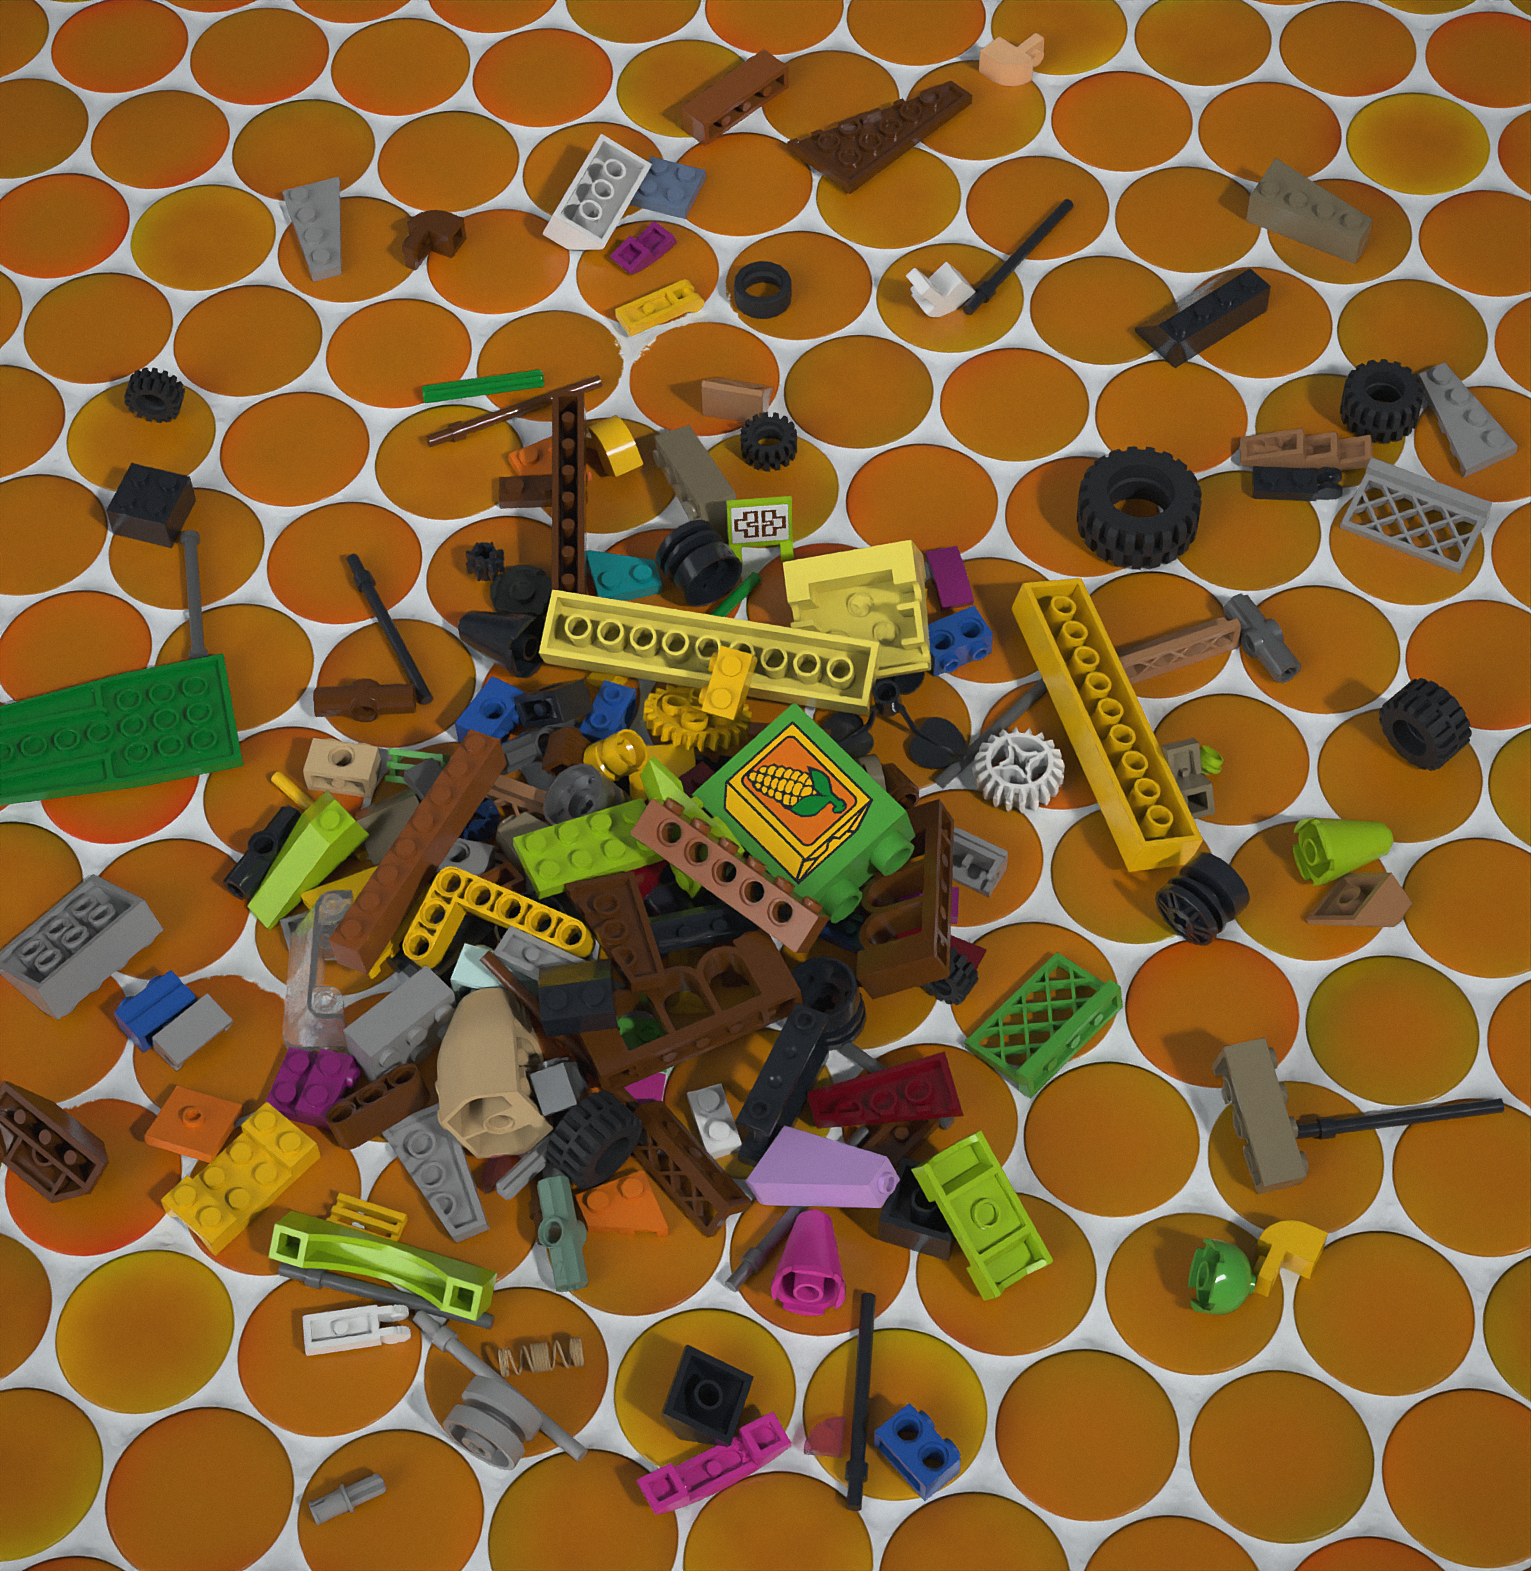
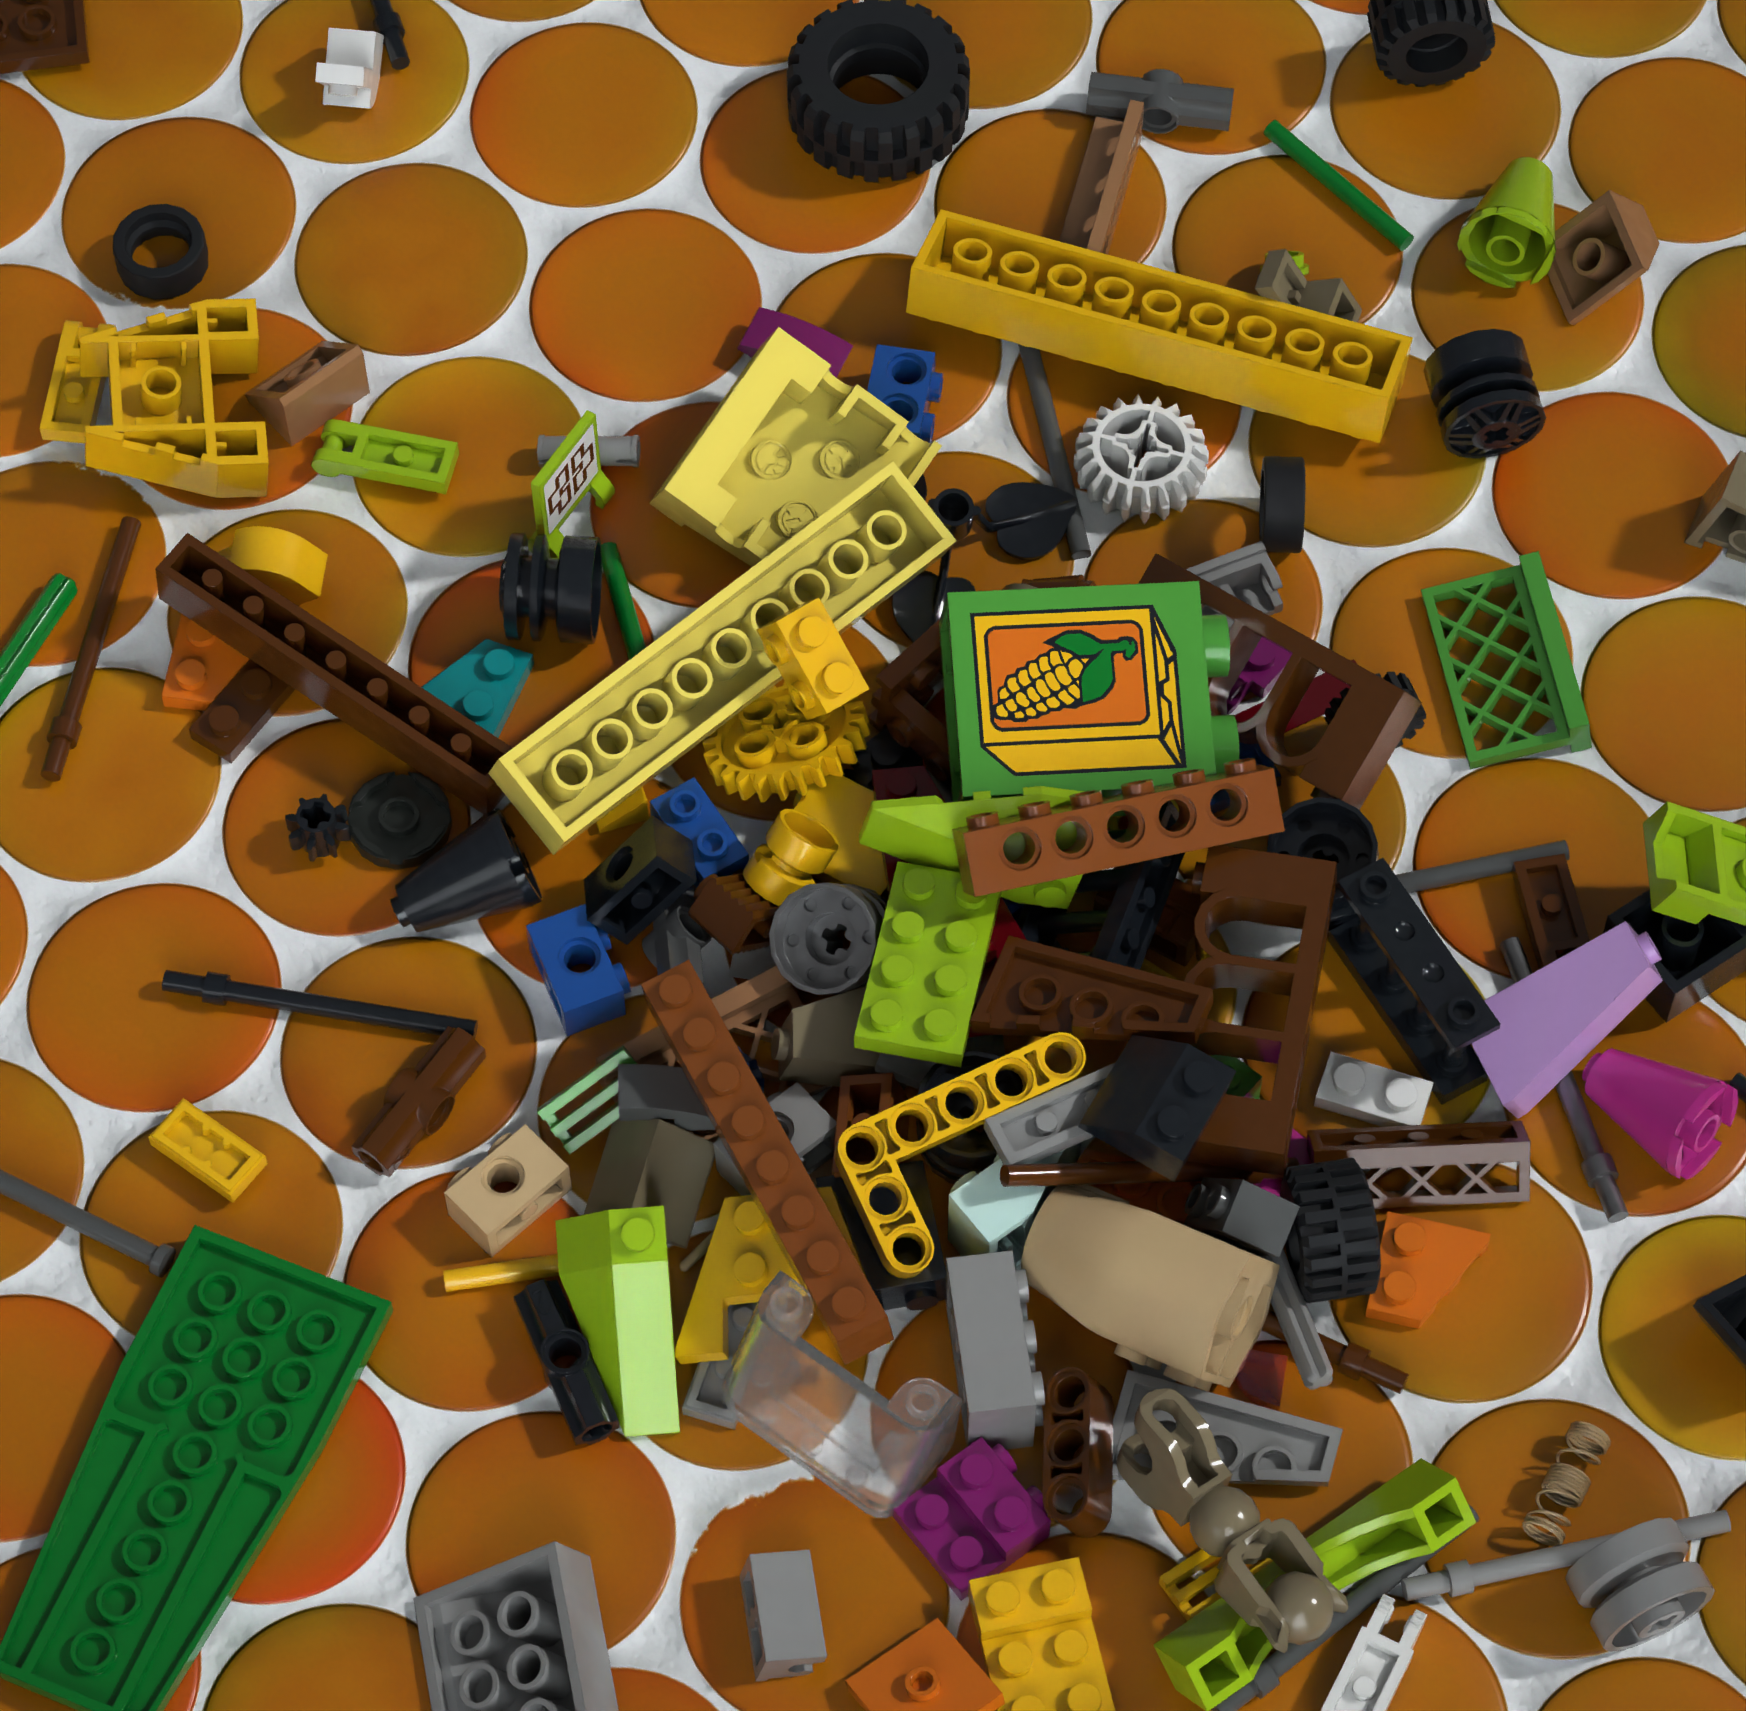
camera: 55 degrees left, 5 degrees up
(153, 1008) = (711, 1638): blue brick -> none
(271, 634) = (208, 1150): none -> yellow plate
(371, 1195) = (1225, 1523): none -> dark tan piece
(562, 1234) = (1452, 1369): sand green piece -> none
(670, 338) = (165, 400): none -> yellow wedge
(694, 477) = (418, 513): dark tan wedge -> none
(726, 452) = (386, 456): none -> lime plate
(768, 428) = (408, 376): black tyre -> none
(806, 533) = (612, 449): none -> light grey pin
(896, 1094) = (1502, 871): dark red wing -> none
(1041, 847) = (1282, 504): none -> black tyre
(1291, 755) = (1338, 185): none -> green bar

